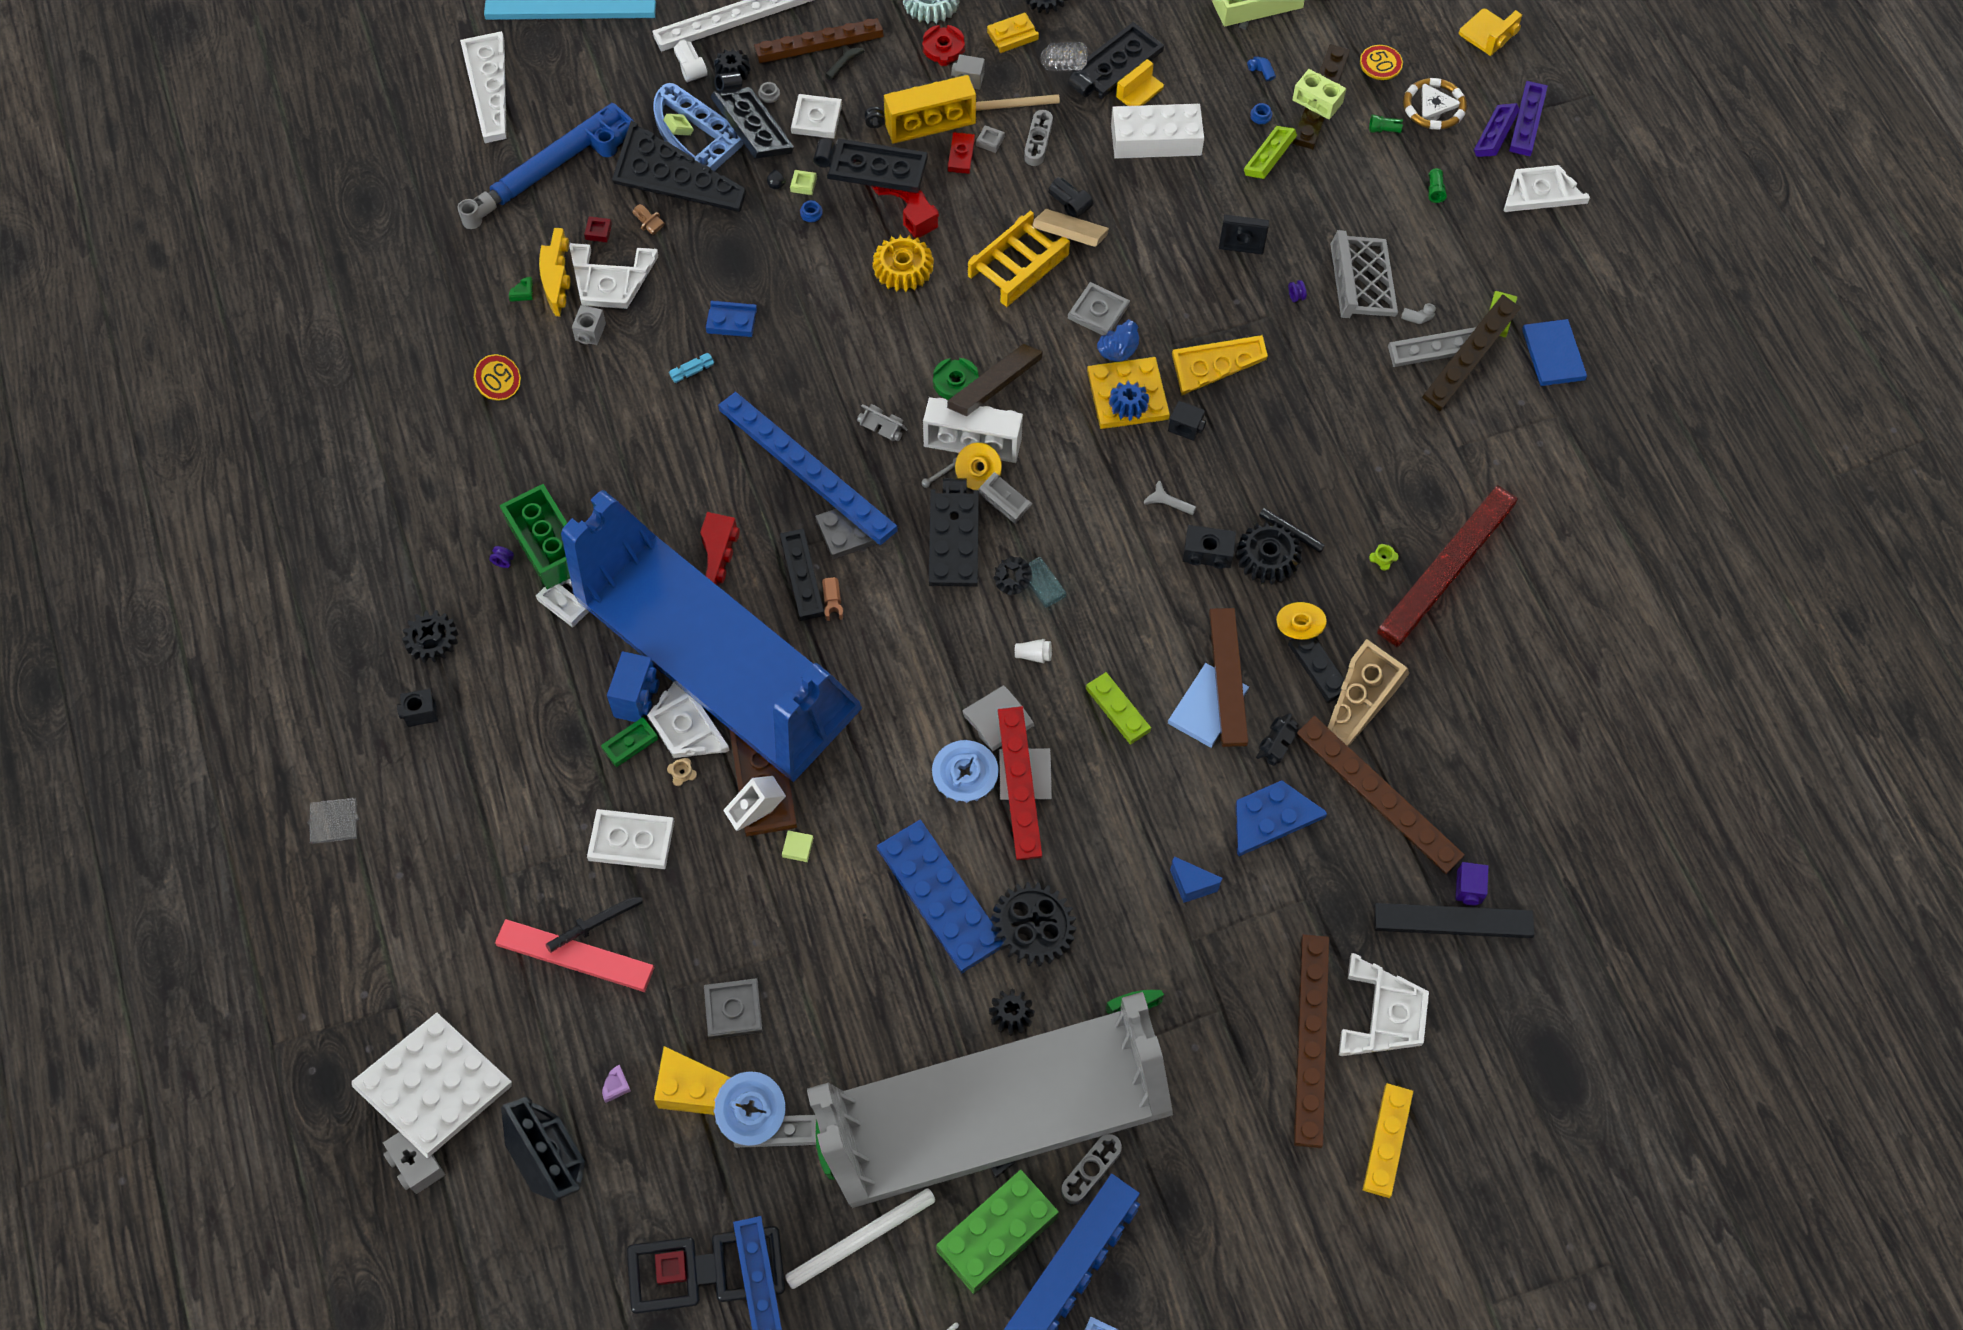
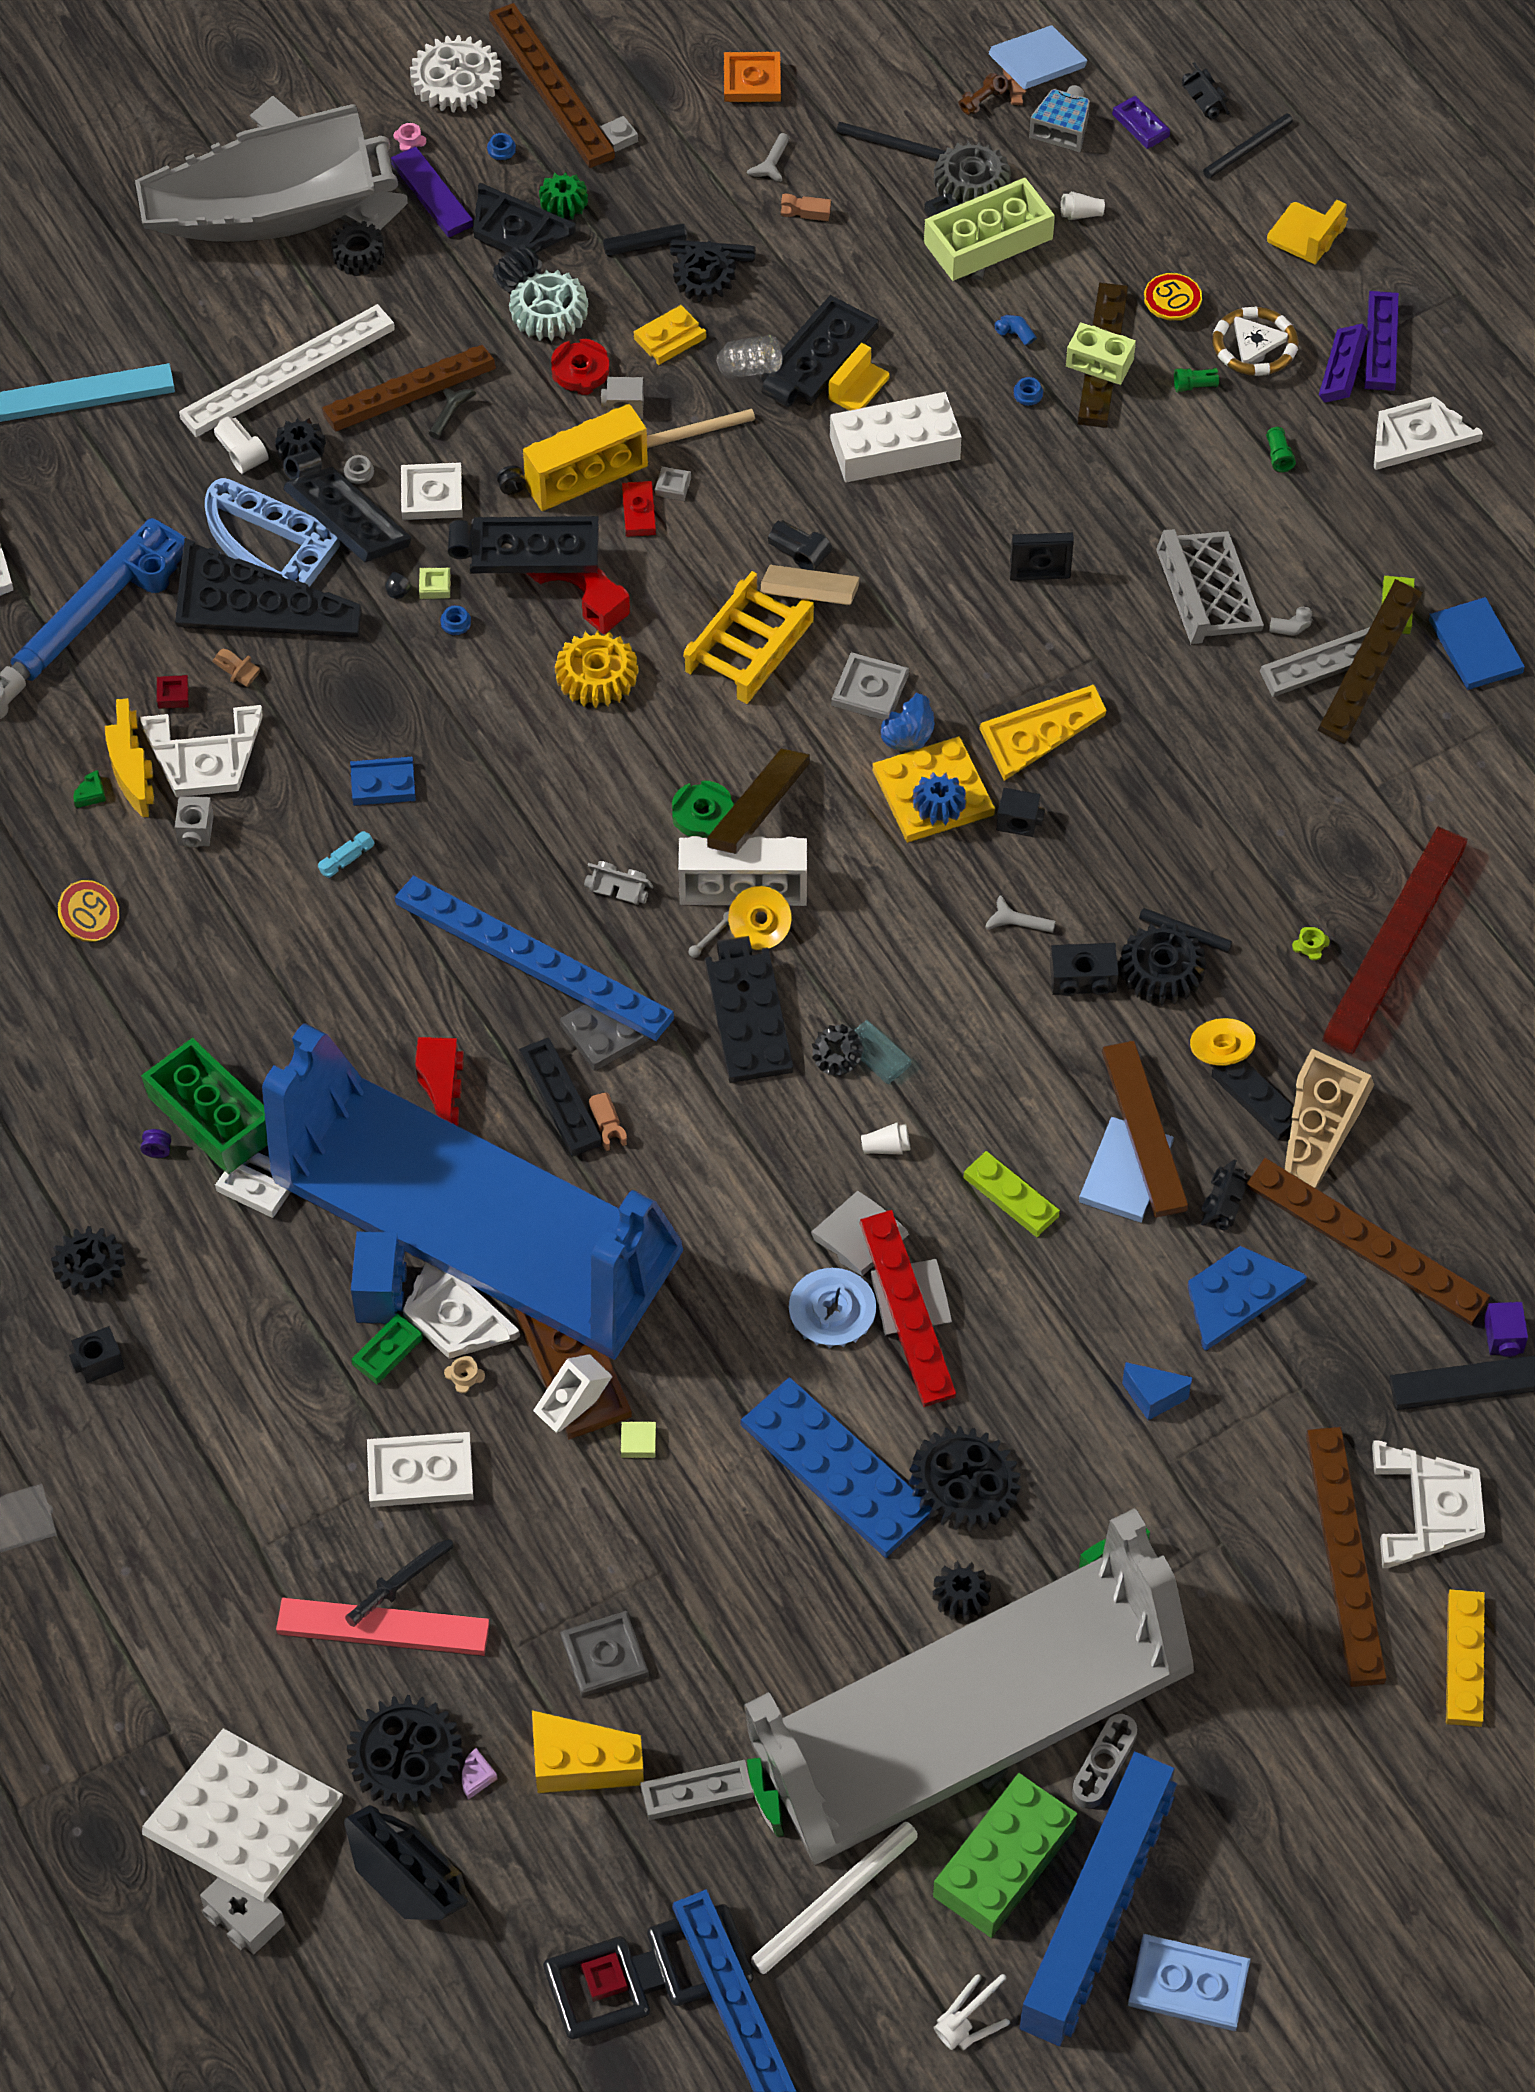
camera: 10 degrees left, 5 degrees down
(544, 1047) = (374, 1744): none -> black gear
(678, 124) = (246, 532): yellowish green tile -> none
(764, 1096) = (677, 1748): light blue gear -> none
(1004, 498) = (803, 952): light grey hinge -> none
(1044, 131) = (732, 481): light grey beam -> none
(1270, 152) = (1051, 440): lime plate -> none
(1297, 291) = (1126, 619): dark purple bush -> none

